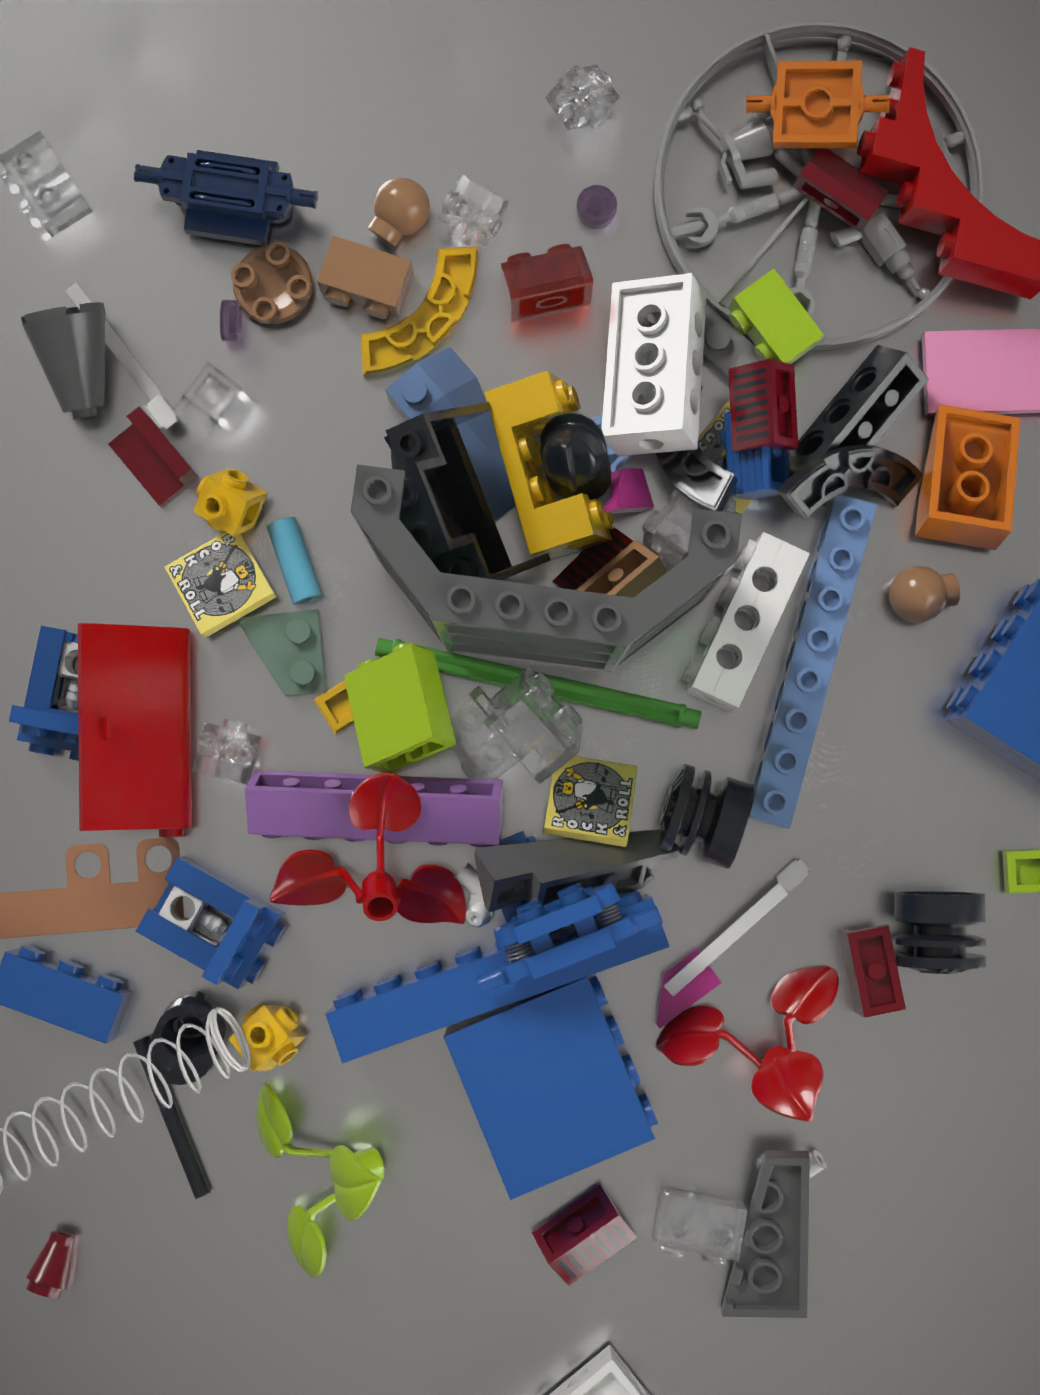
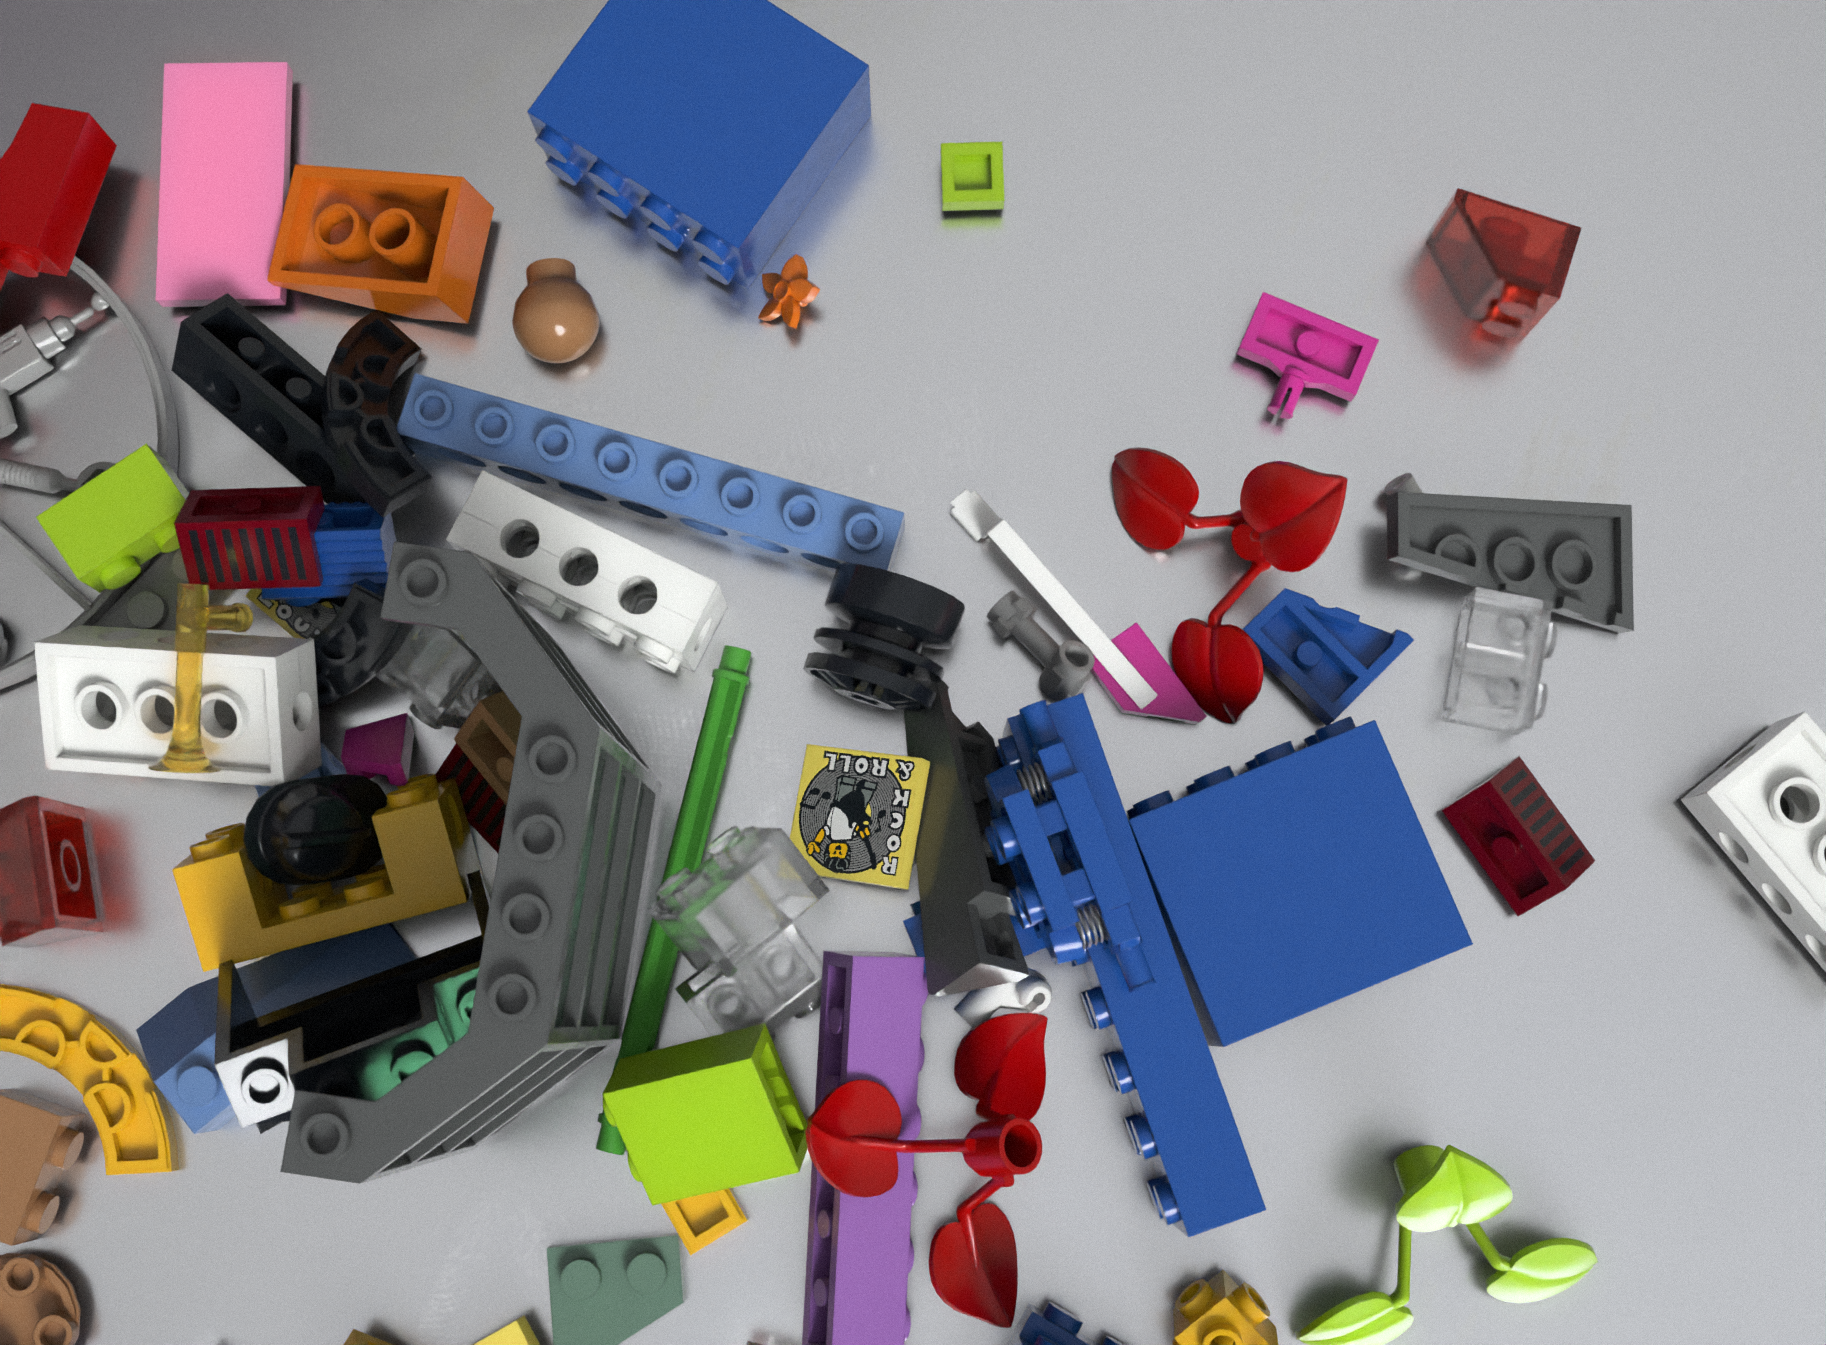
camera: 90 degrees left, 5 degrees down
(294, 560) = (466, 1286): medium azure piece -> none
(690, 935) = (1065, 665): none -> light grey bar
(704, 1106) = (1322, 651): none -> blue wing
(706, 375) = (193, 620): none -> clear yellow piece
(872, 970) = (1118, 399): dark red panel -> none
(908, 1097) = (1305, 352): none -> dark pink plate
(940, 930) = (1059, 298): black wheel -> none
(943, 748) = (789, 292): none -> orange plant
(972, 1233) = (1502, 261): none -> clear red slope

